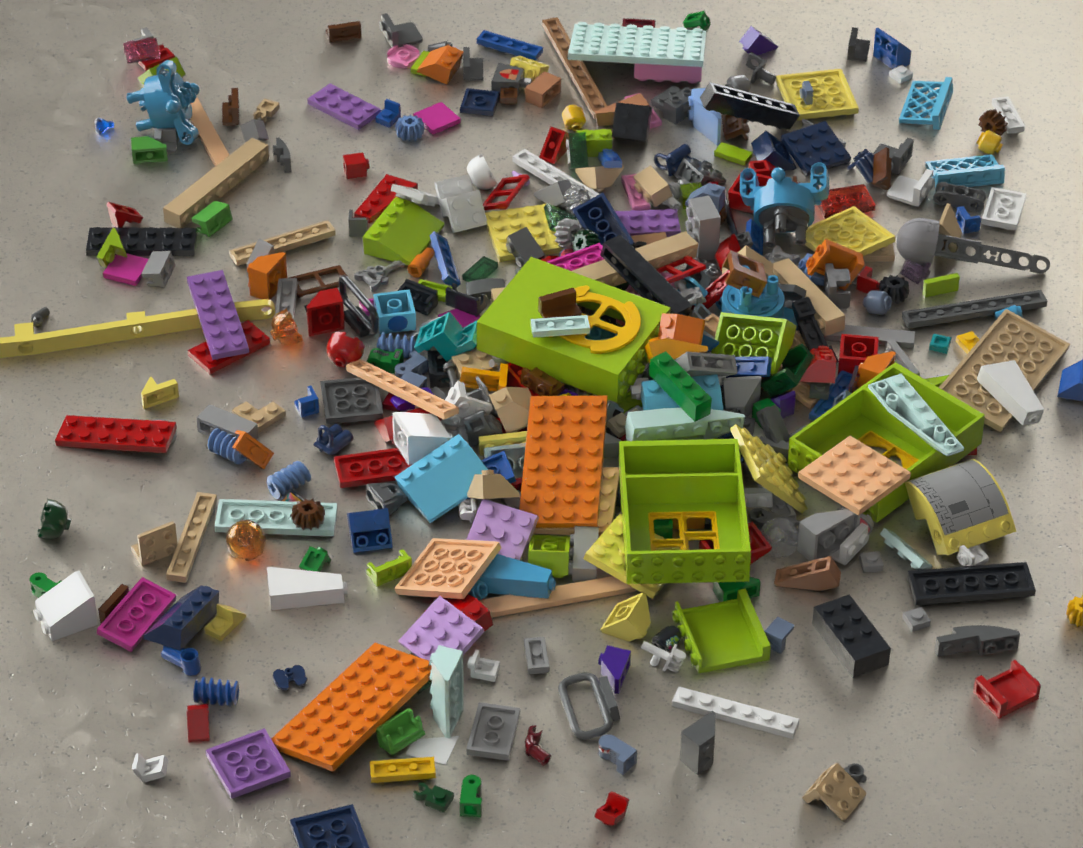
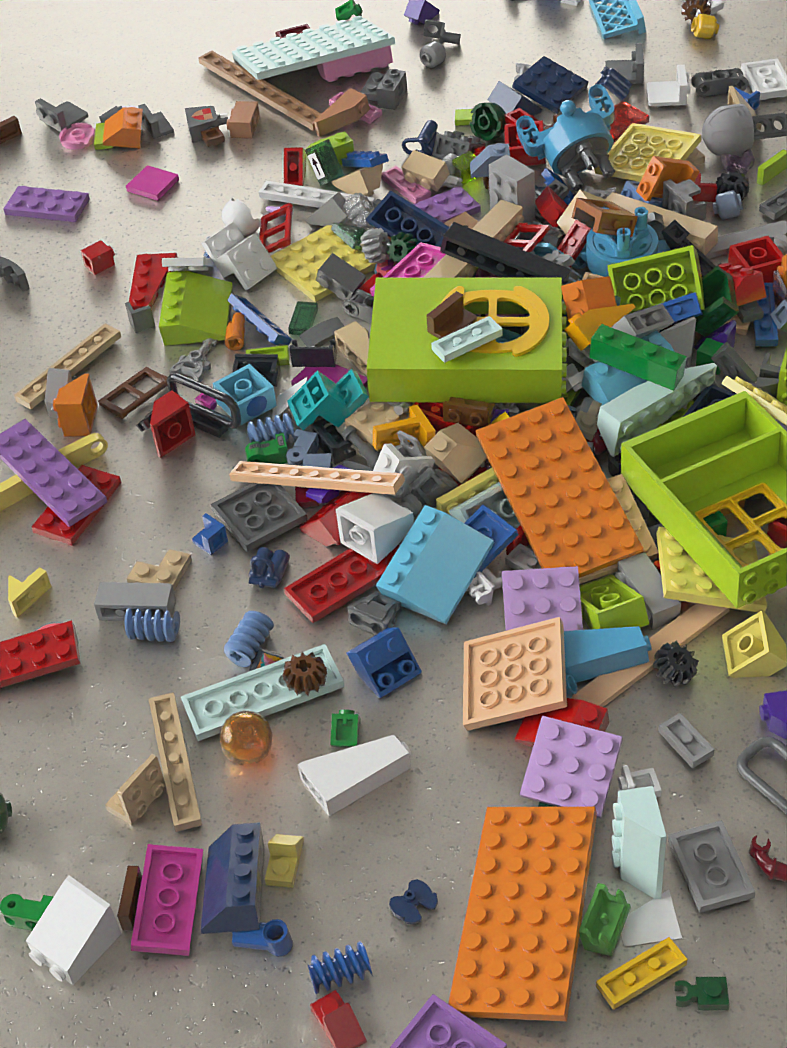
camera: 20 degrees left, 5 degrees up
(252, 449) = (185, 617): orange panel -> none
(285, 329) = (133, 459): clear orange cylinder -> none
(286, 295) = (112, 427): light grey plate -> none
(344, 349) = (217, 457): red cylinder -> none
(389, 114) = (100, 195): blue bracket -> none
(389, 570) = (439, 701): lime hinge -> none
(409, 127) = (132, 200): medium blue gear -> none
(470, 796) = (750, 975): green leg -> none
(479, 102) = (186, 153): dark blue tile -> none
(491, 486) = (504, 554): tan slope -> none
(509, 45) = (176, 91): blue plate -> none
(531, 68) = (221, 103): light yellow bracket -> none
(571, 604) = (675, 663): none -> black gear
(573, 117) = (294, 134): yellow head -> none
(631, 122) = (360, 117): black brick -> none
(703, 120) = (426, 87): light blue slope -> none
(734, 127) = (455, 89): reddish brown bracket -> none
(736, 160) = (488, 121): none -> dark green cylinder
(749, 106) = (468, 63): black brick -> none
(806, 92) = (507, 36): sand blue plate -> none
(830, 94) = (511, 38): light yellow plate -> none
(882, 169) = (632, 79): reddish brown panel -> none
(973, 176) = (706, 56): medium azure fence -> none

